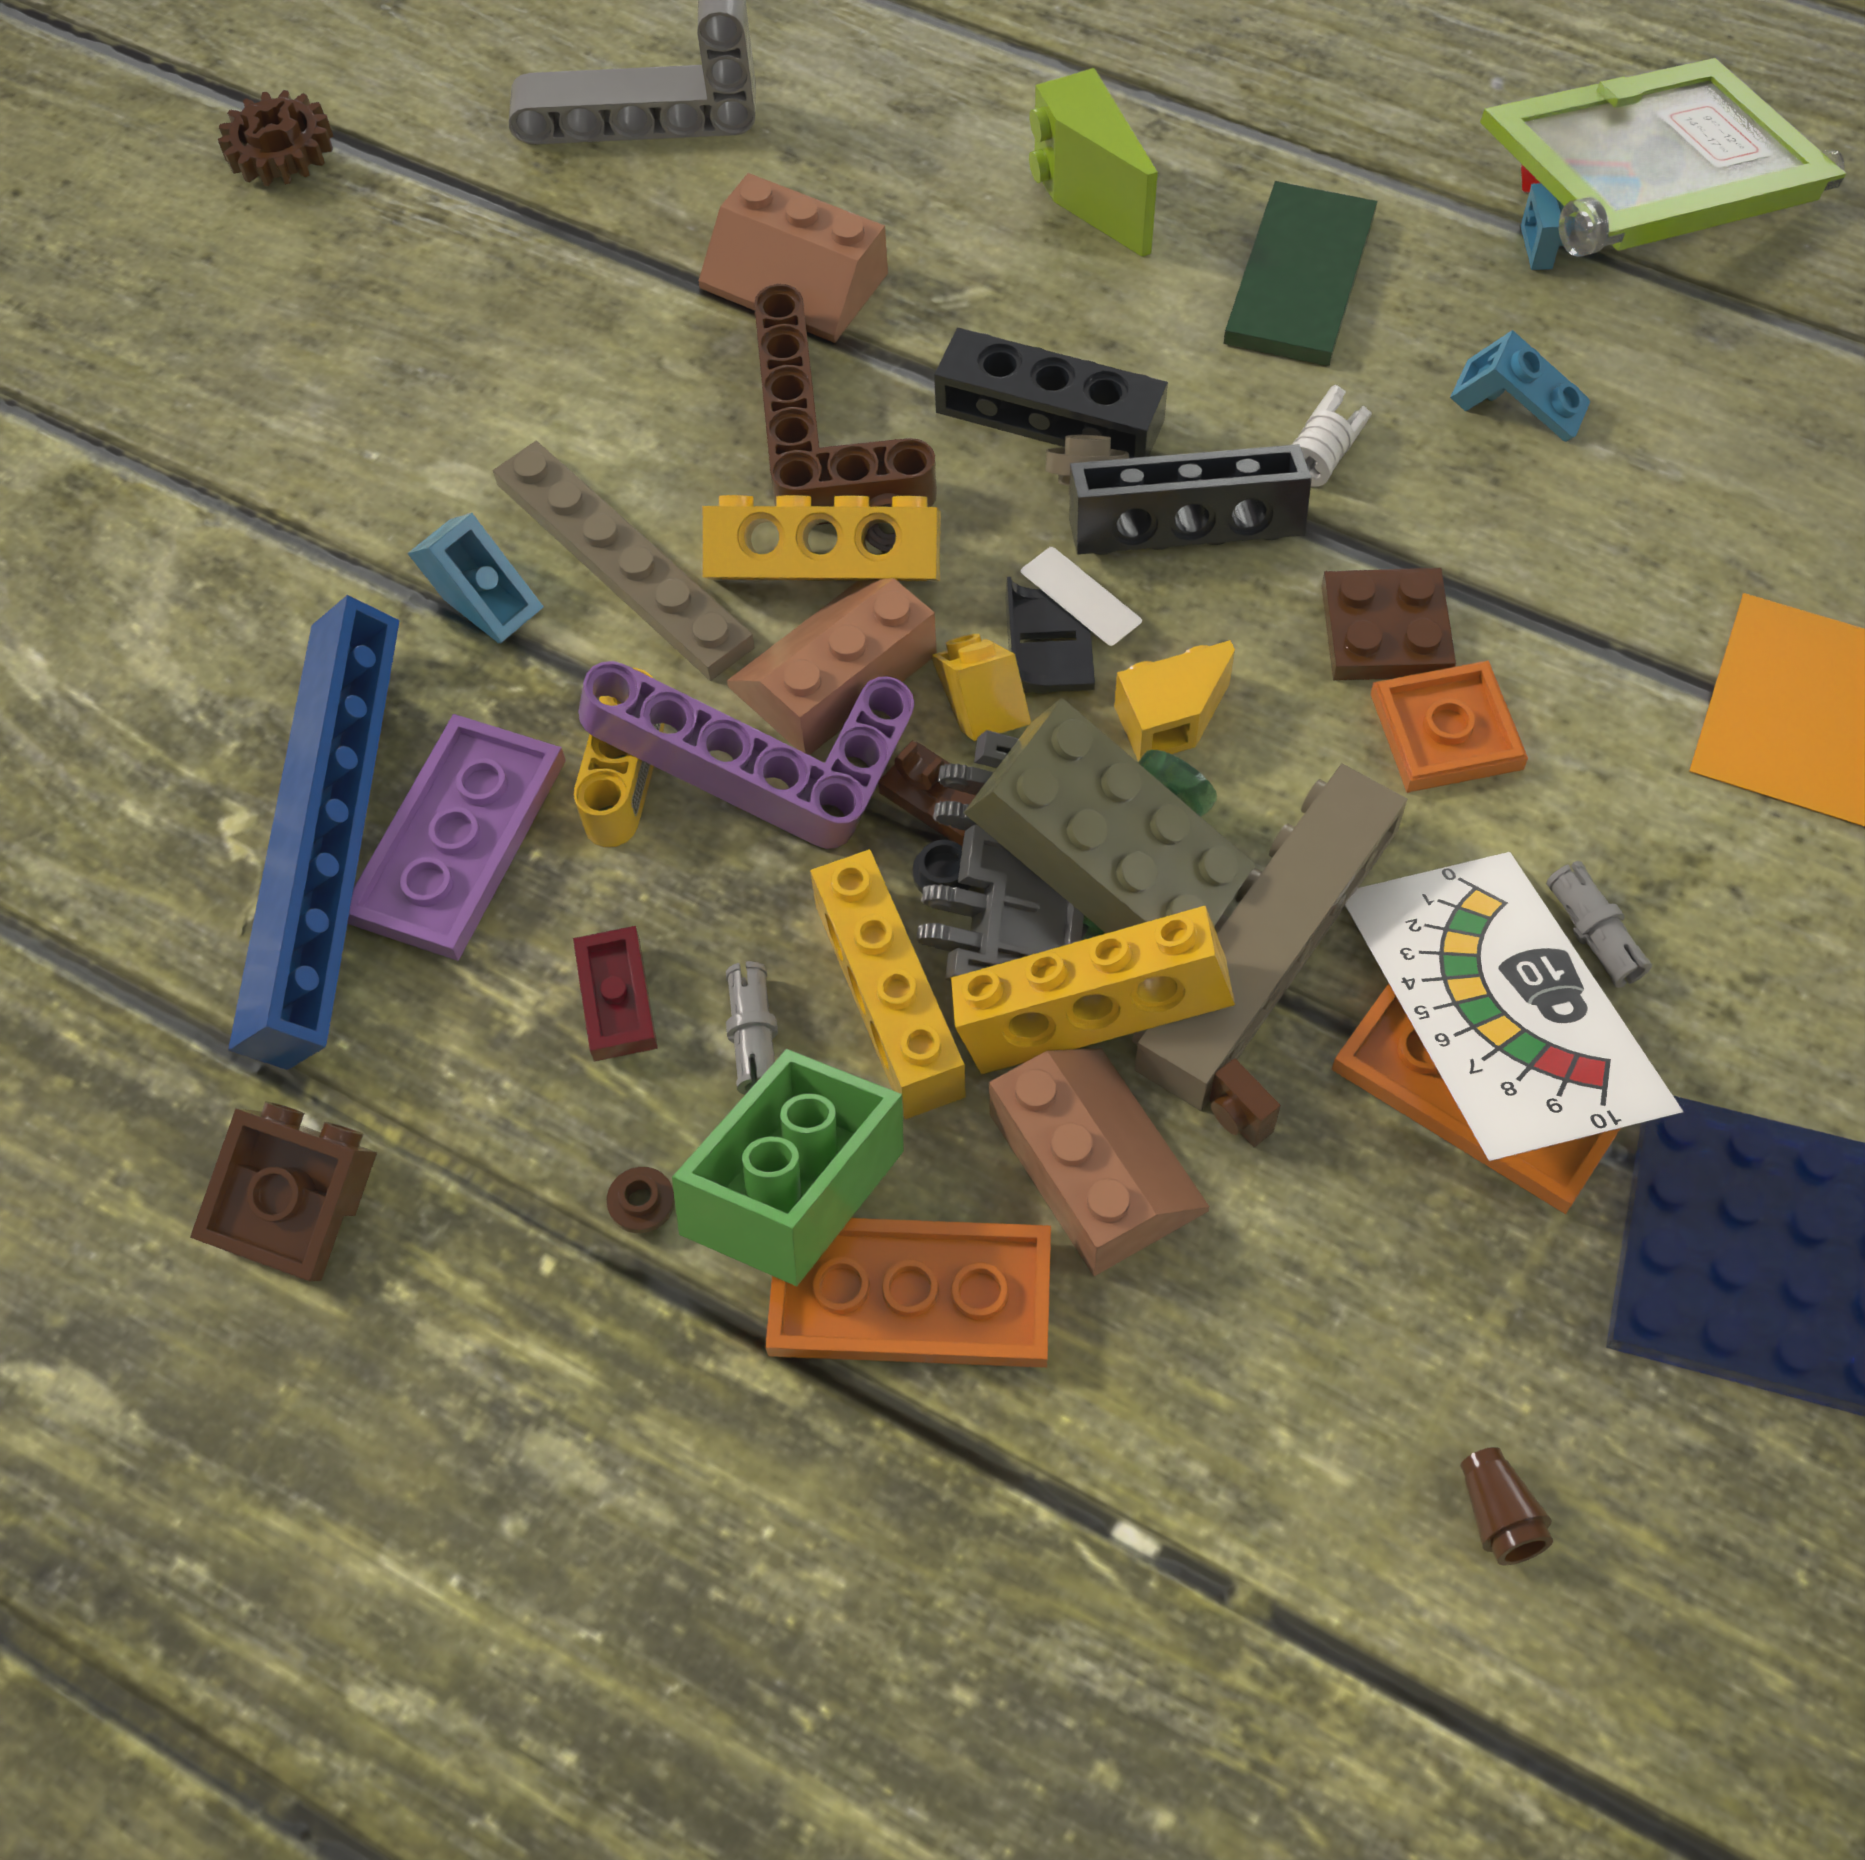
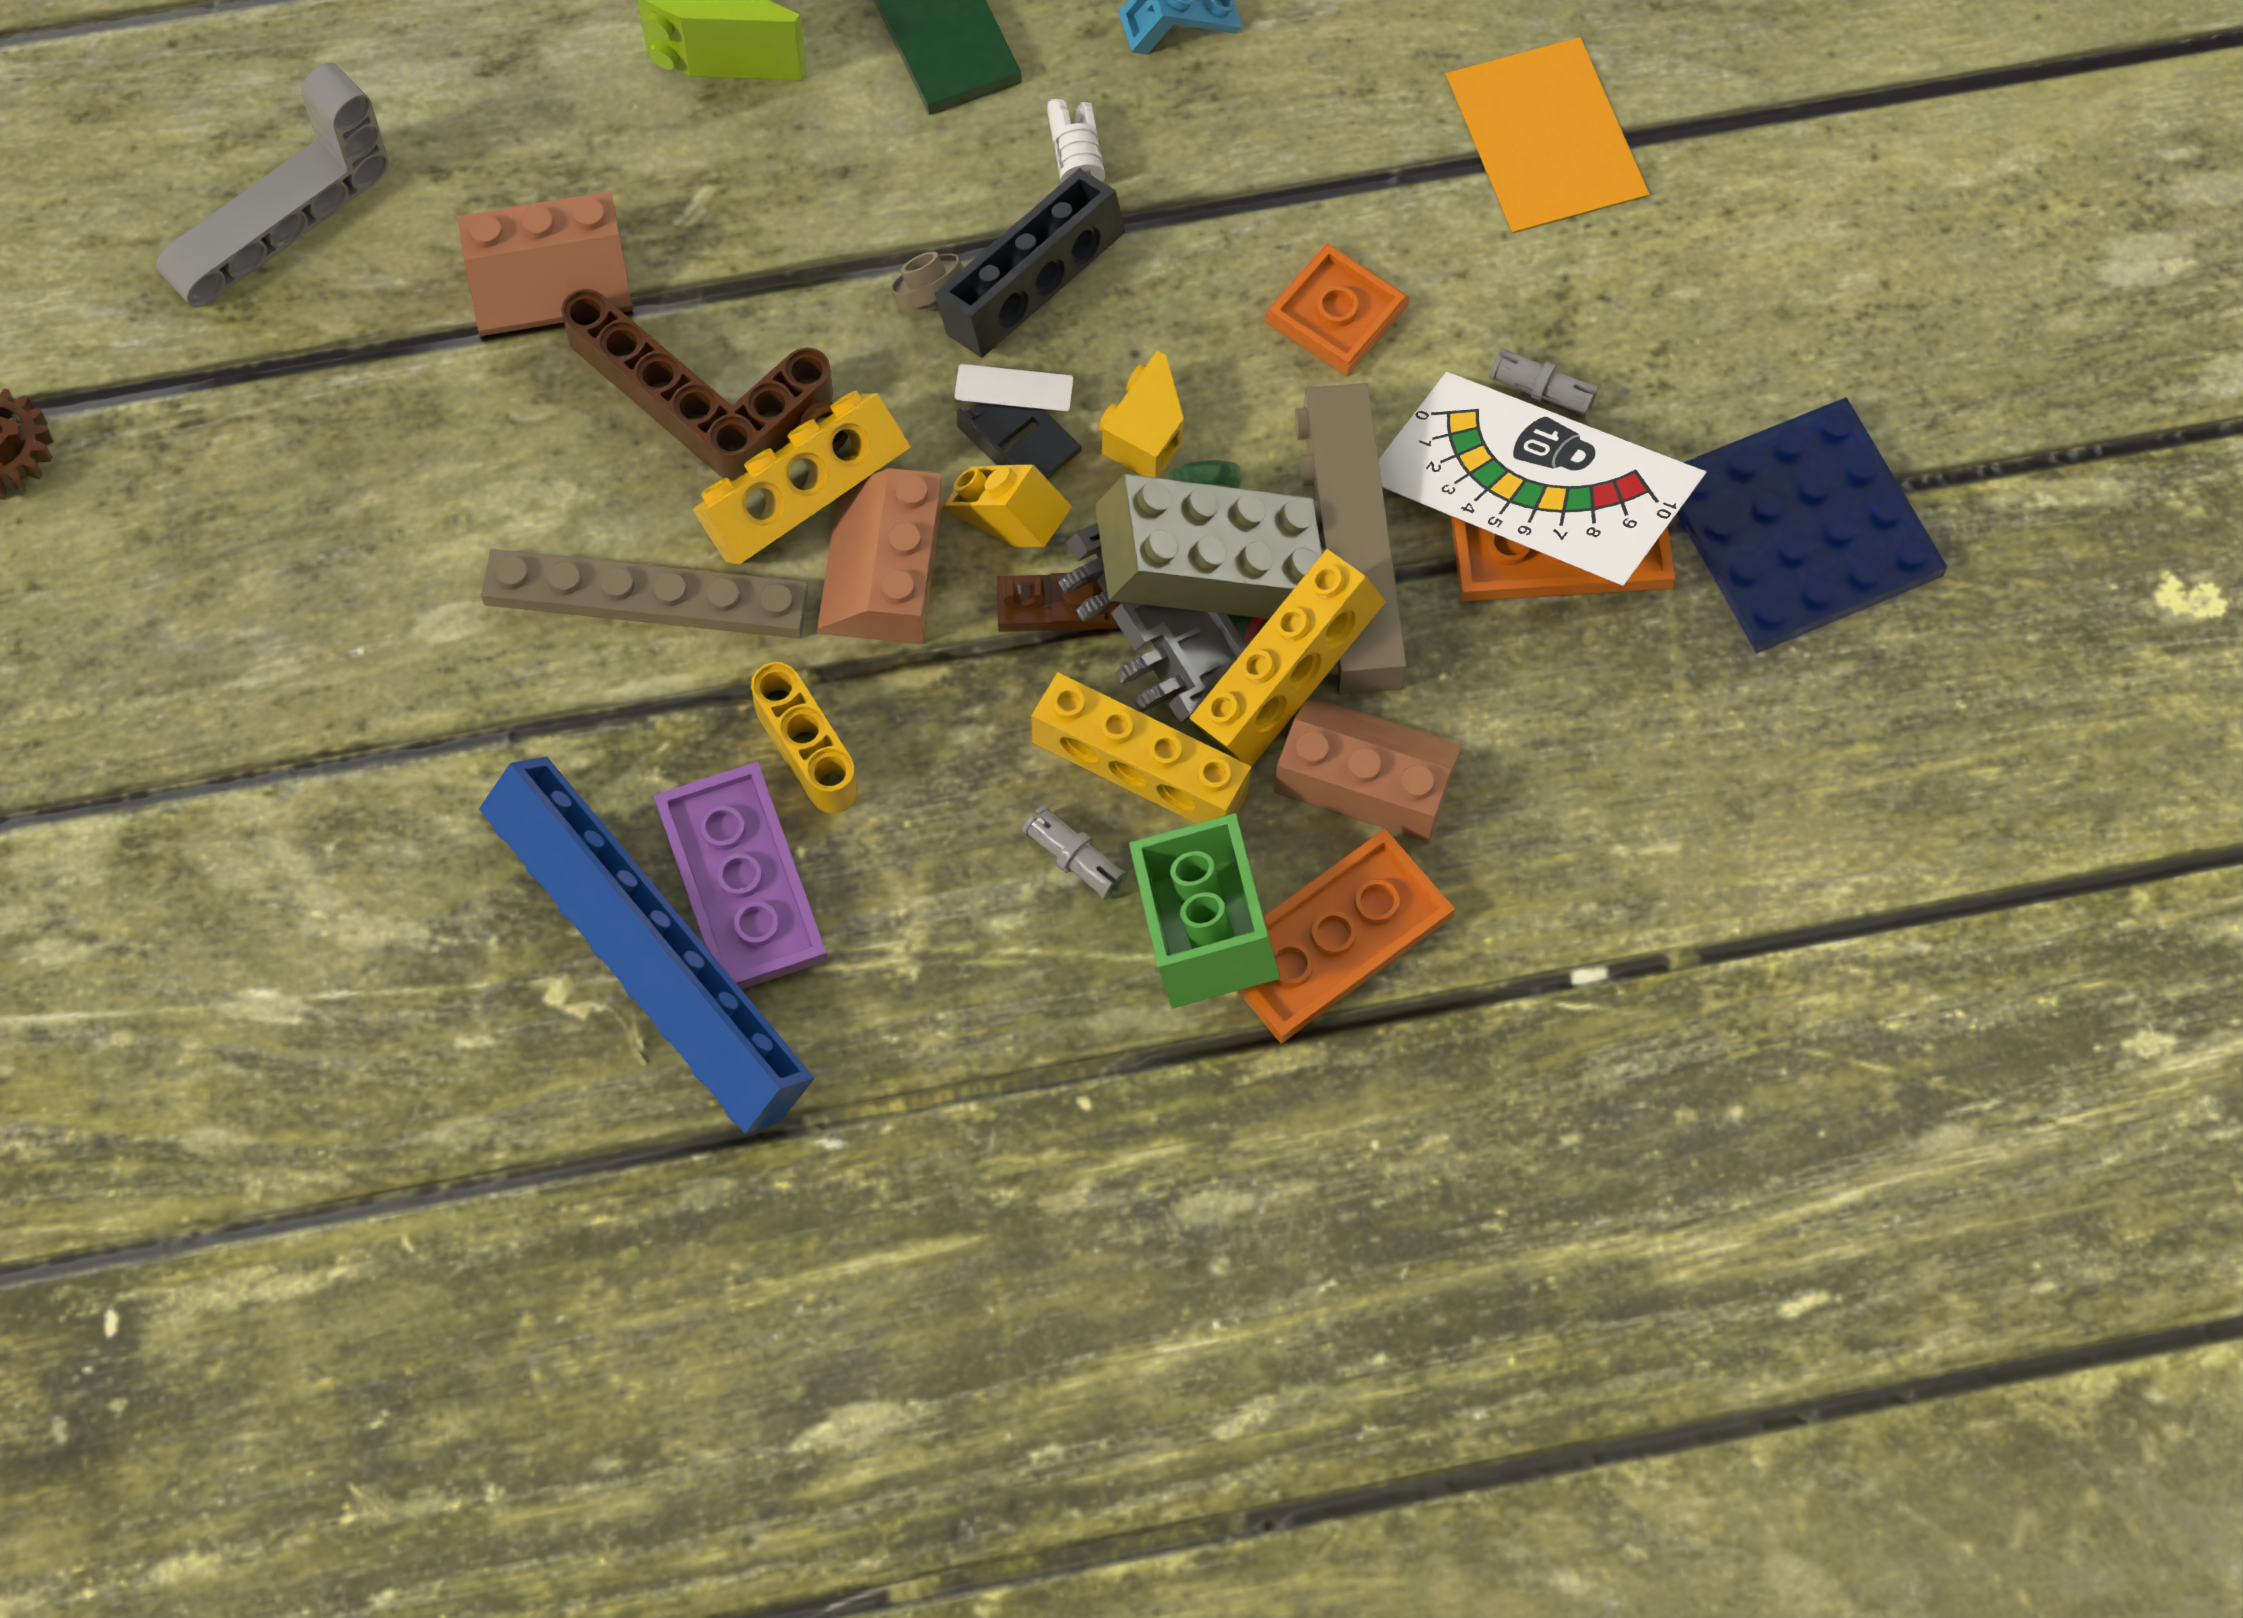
camera: 45 degrees left, 5 degrees up
(283, 1190) = (877, 1189): reddish brown plate -> none
(476, 577) = (557, 684): dark azure slope -> none
(614, 993) = (962, 898): dark red plate -> none
(646, 1216) = (1111, 1029): reddish brown plate -> none
(753, 752) = (910, 666): medium lavender beam -> none
(938, 865) = (1099, 653): black plate -> none
(1047, 394) = (838, 267): black brick -> none
(1243, 1103) = (1432, 663): reddish brown plate -> none
(1387, 623) = (1235, 261): reddish brown plate -> none
(1505, 1509) = (1779, 790): reddish brown cone -> none

